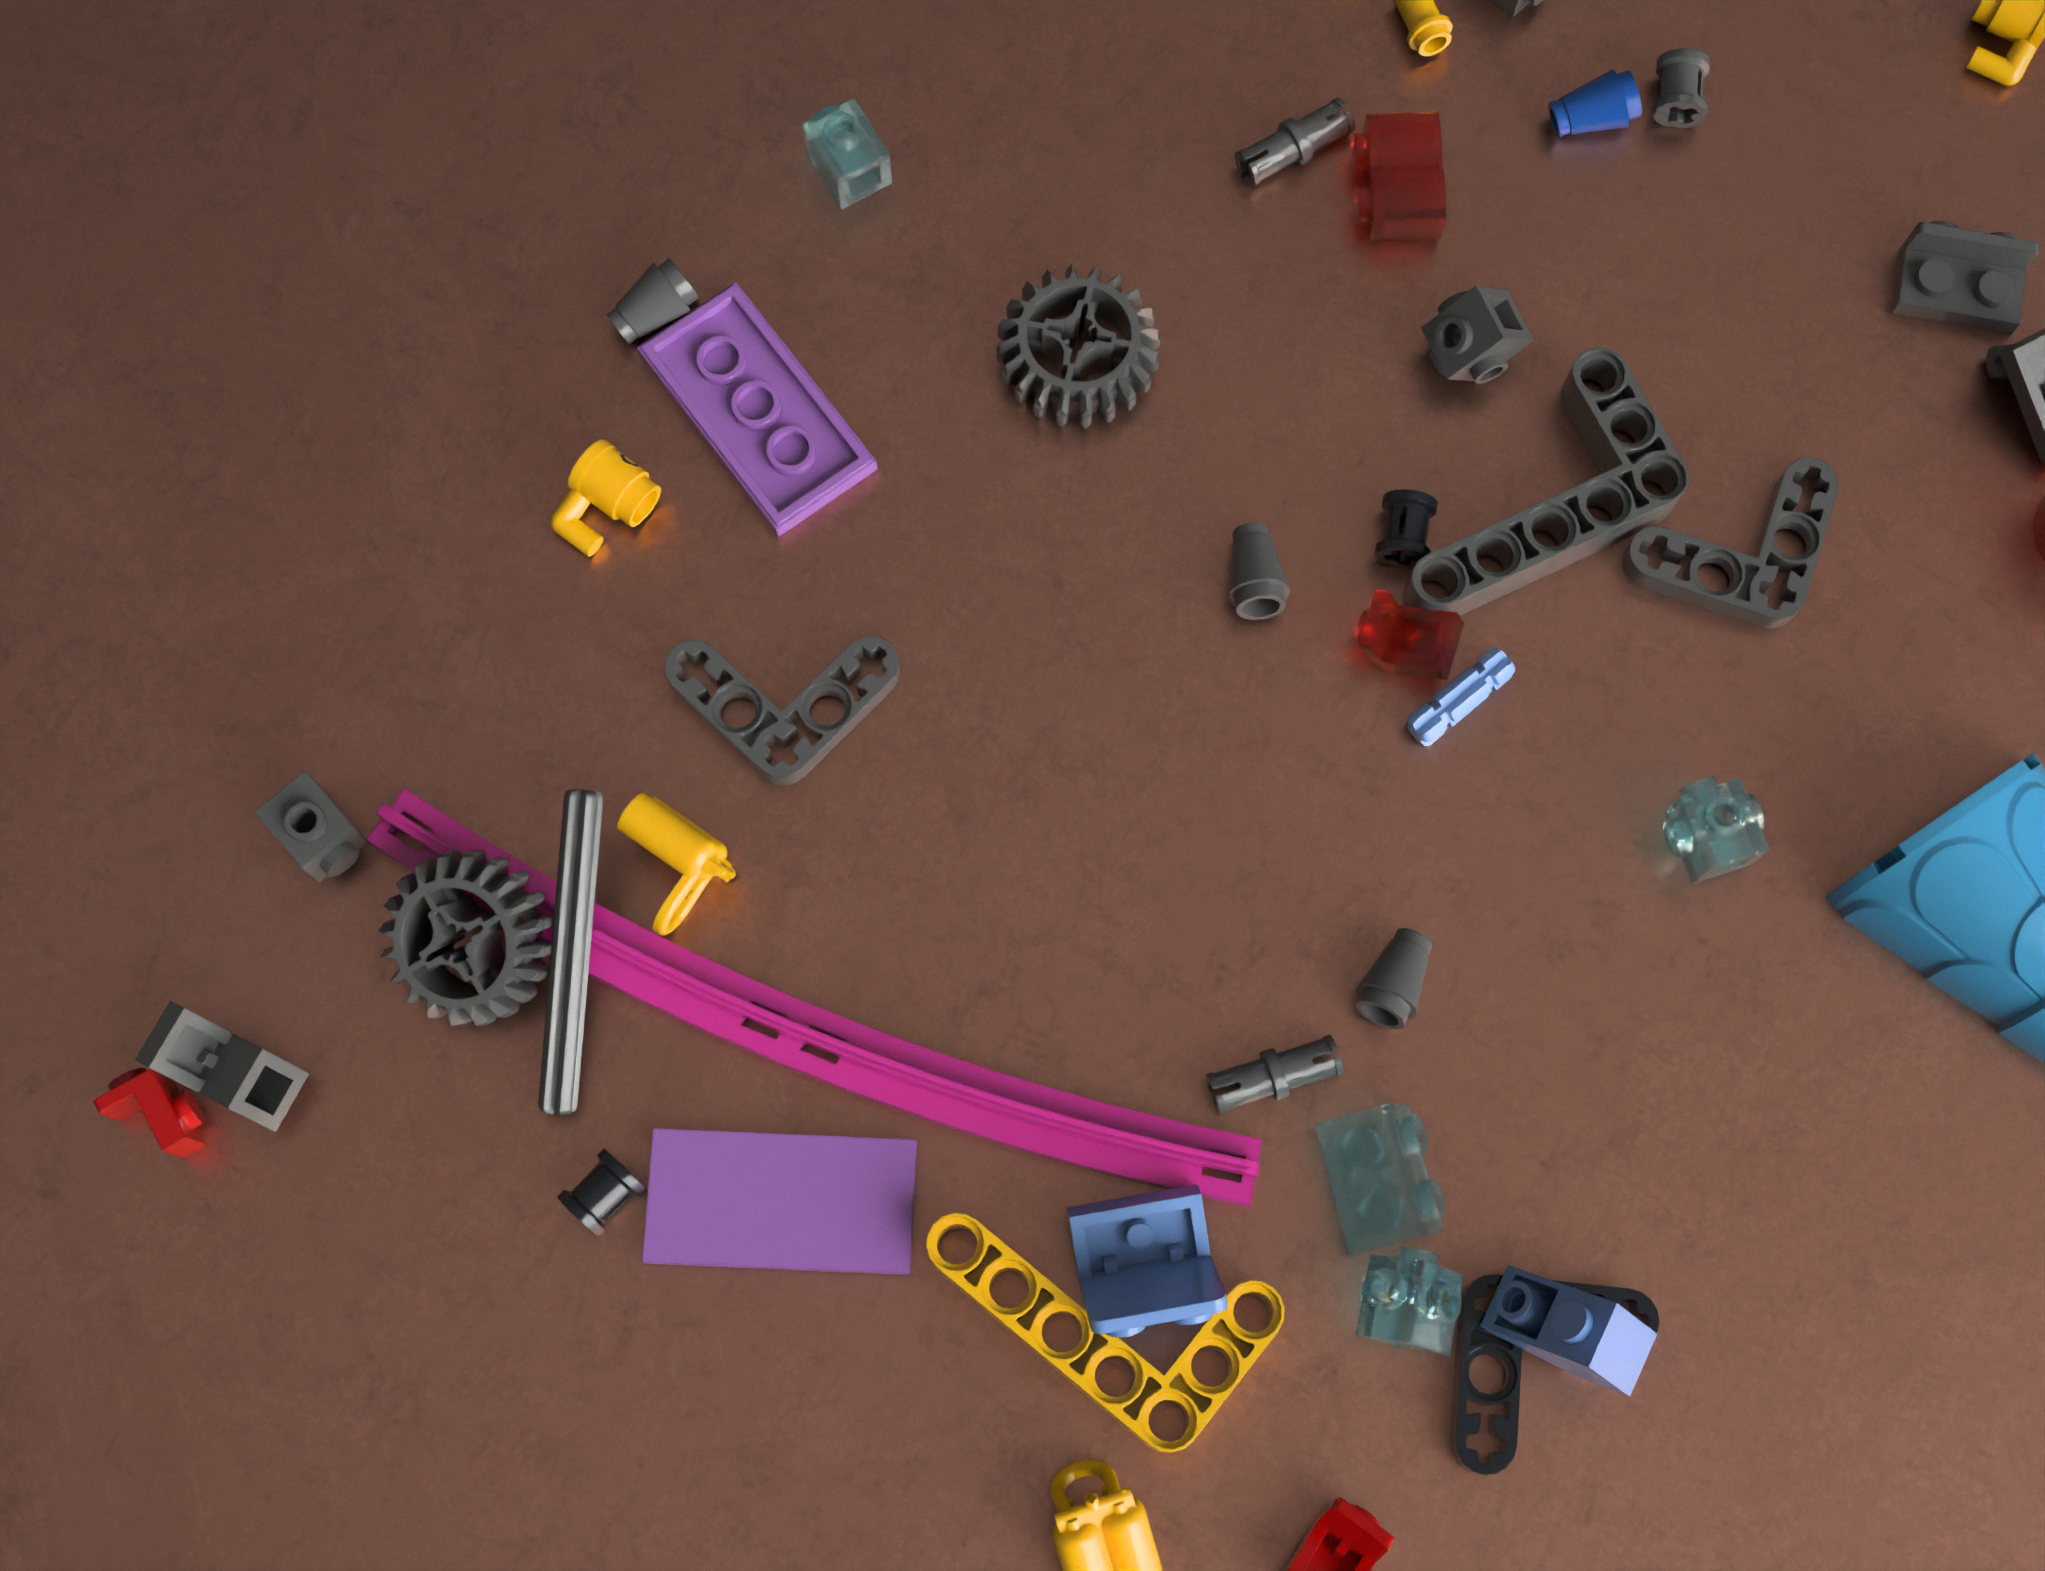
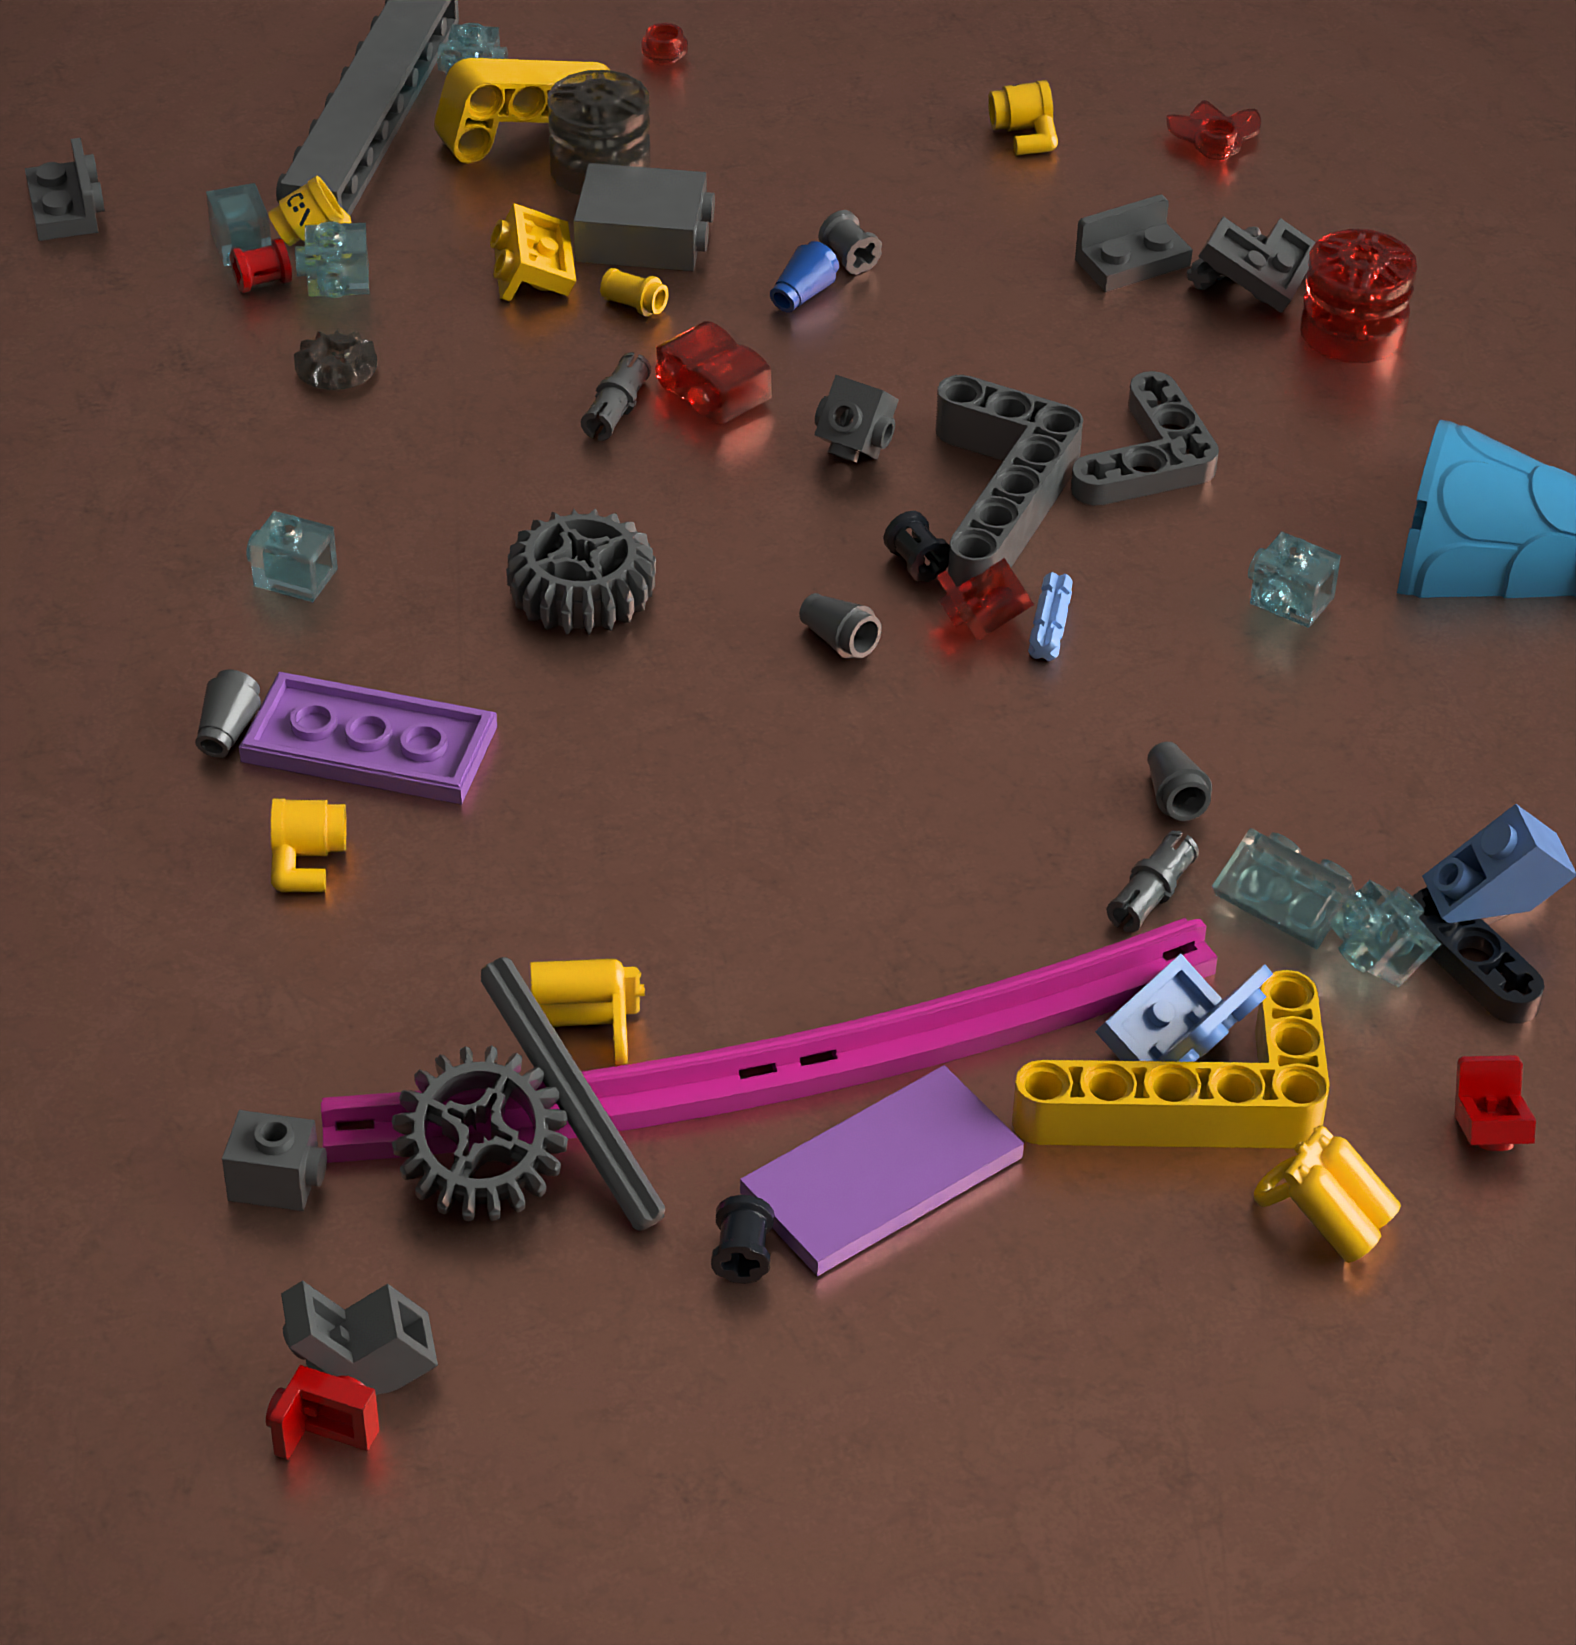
camera: 40 degrees left, 30 degrees down
(771, 723) = (576, 901): dark grey beam -> none

